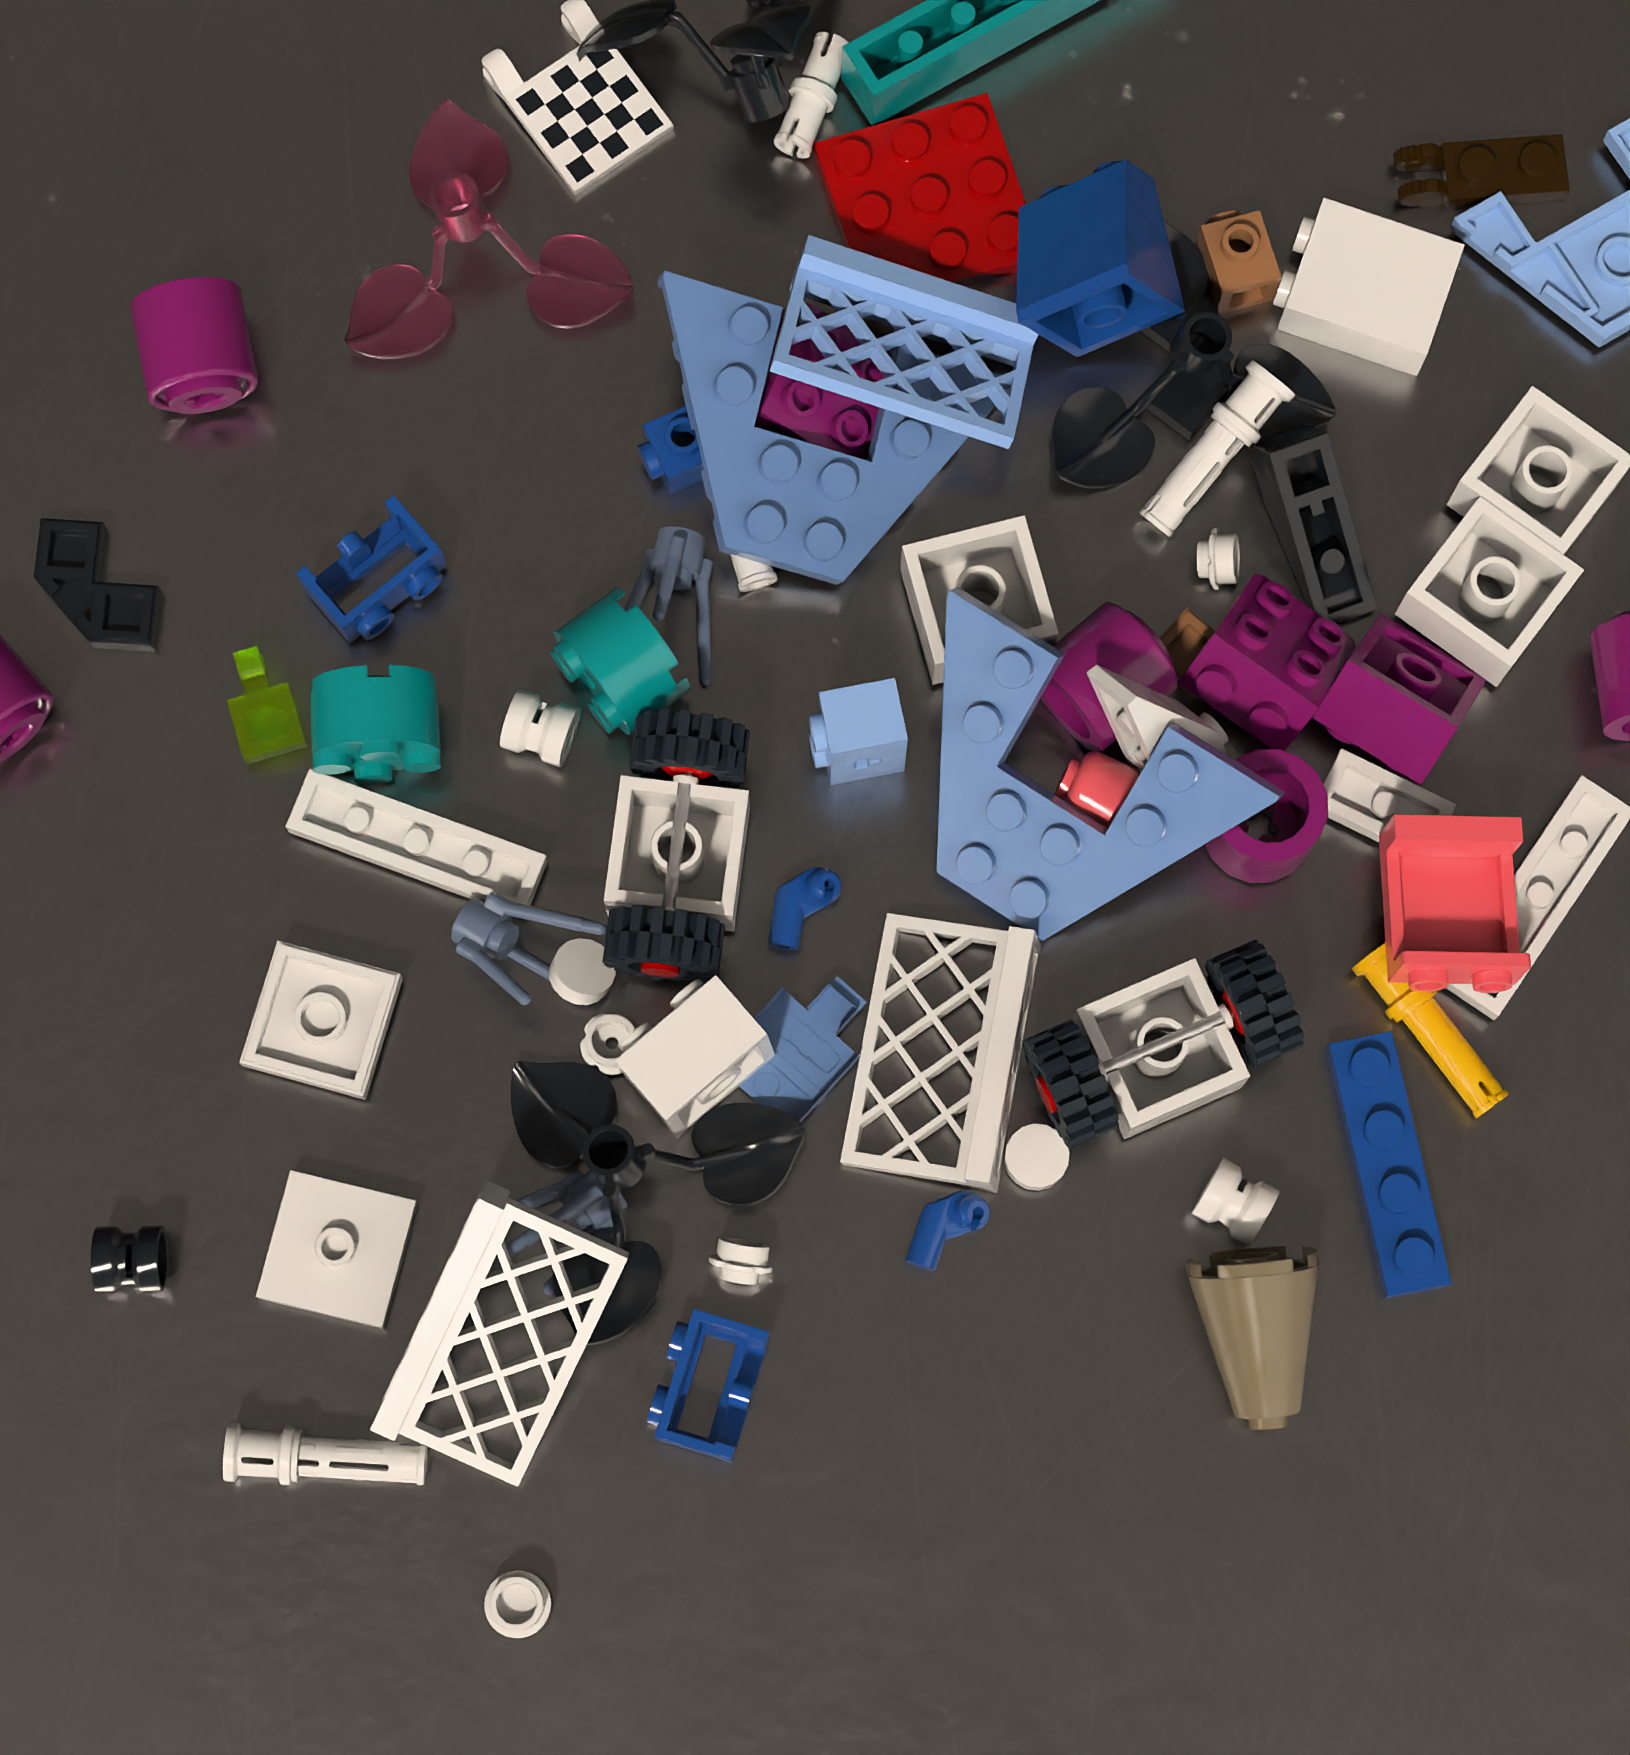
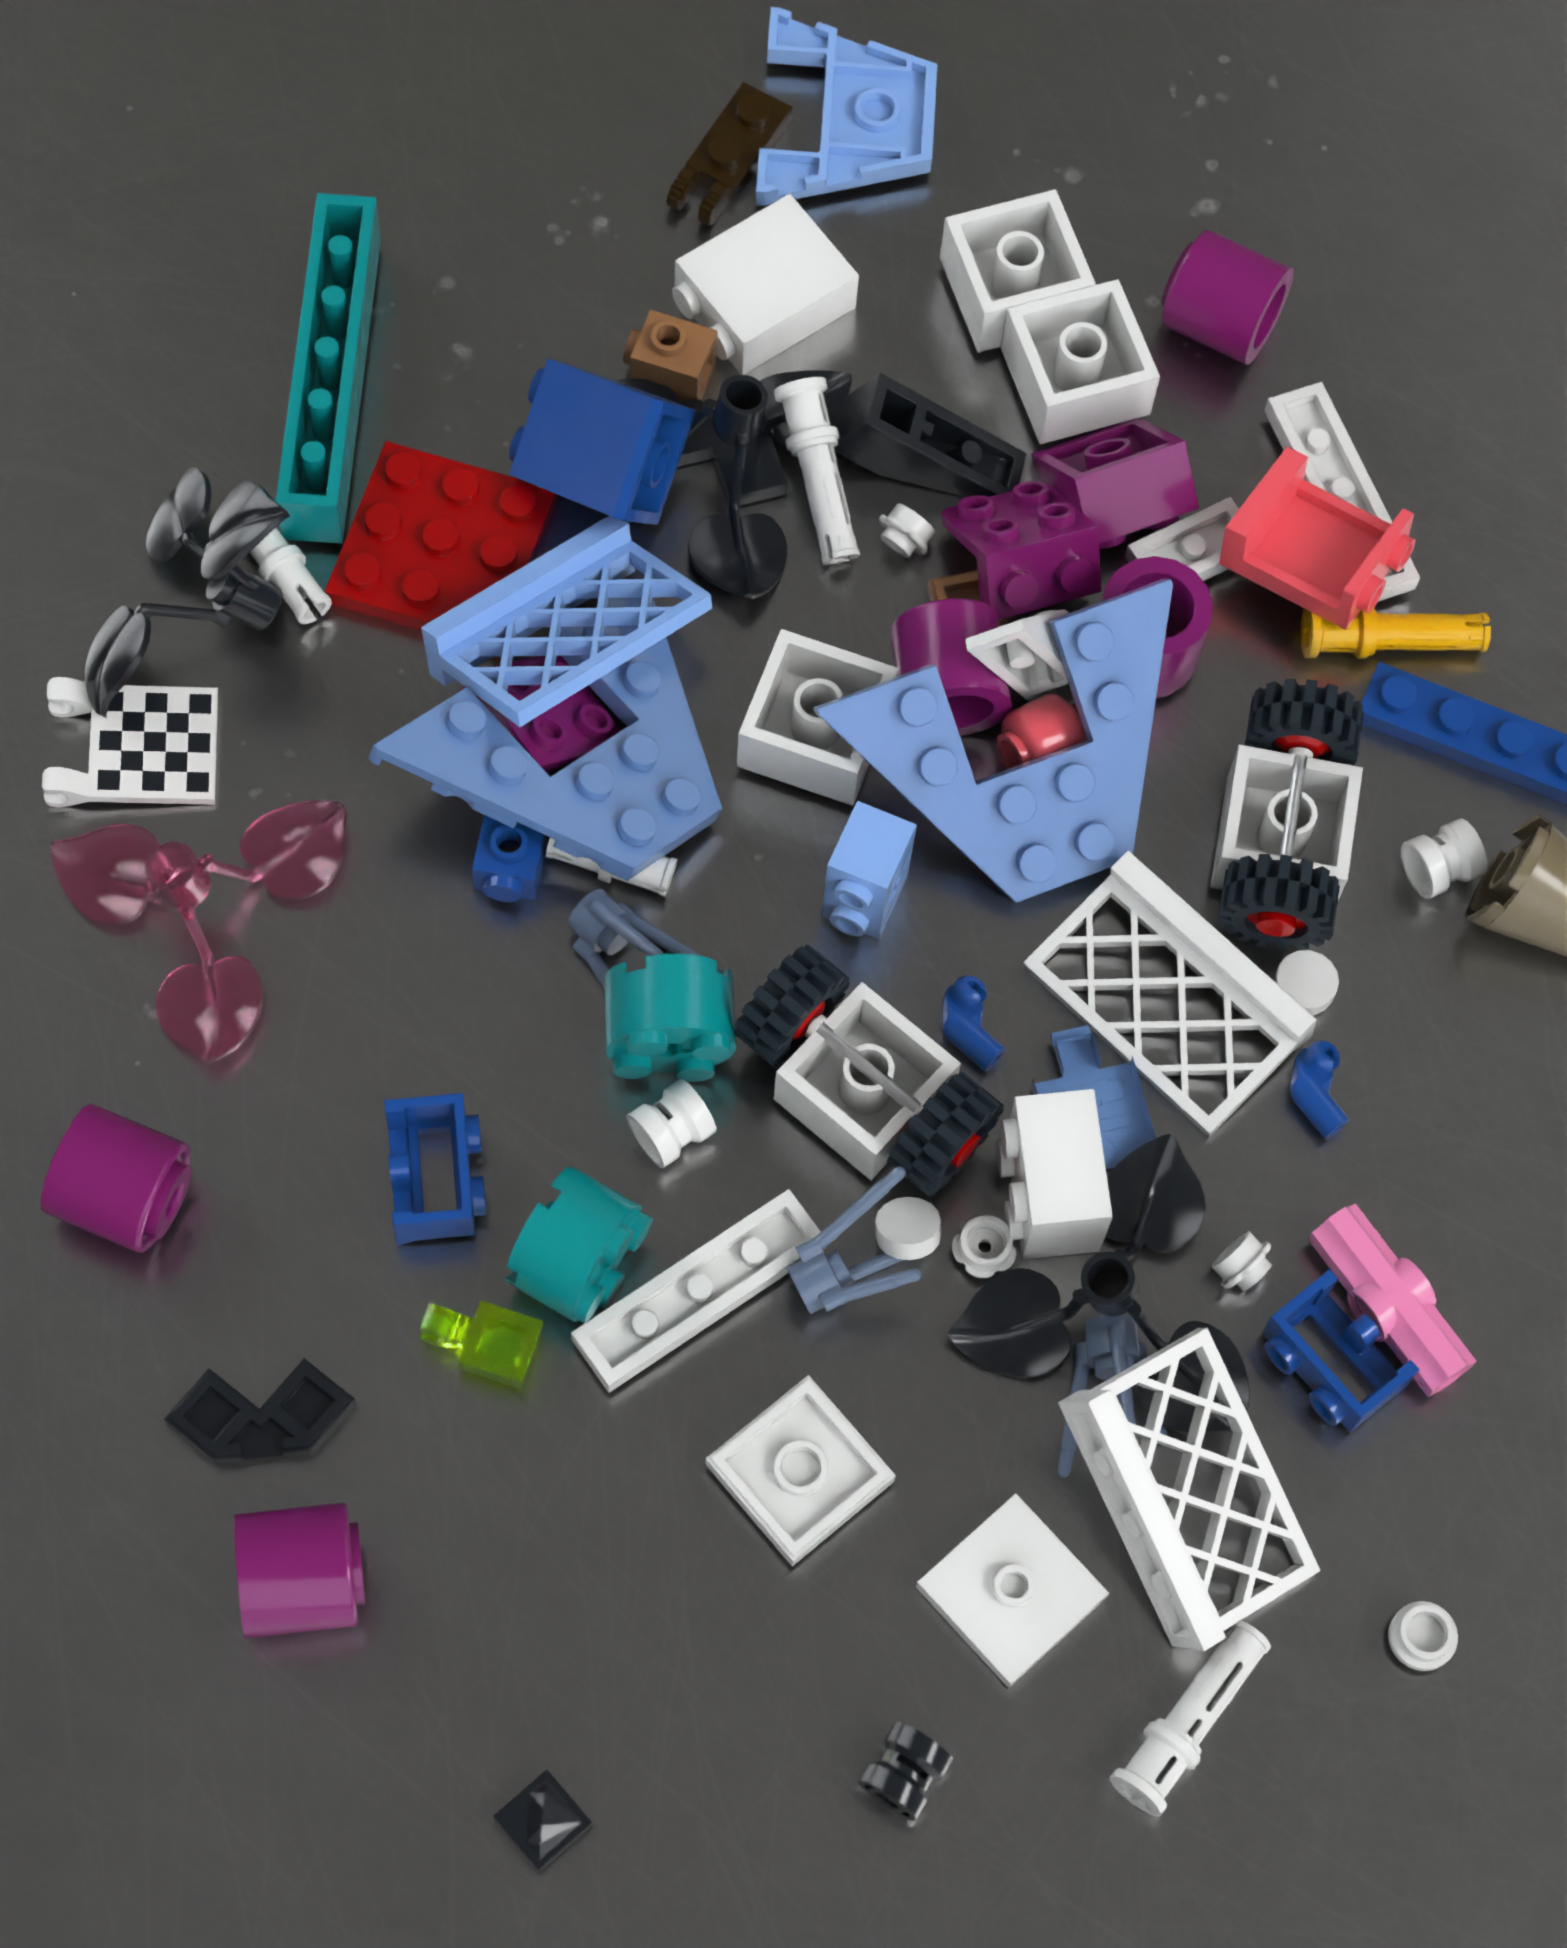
camera: 60 degrees left, 10 degrees down
(791, 1402) = (1393, 1296): none -> bright pink piece

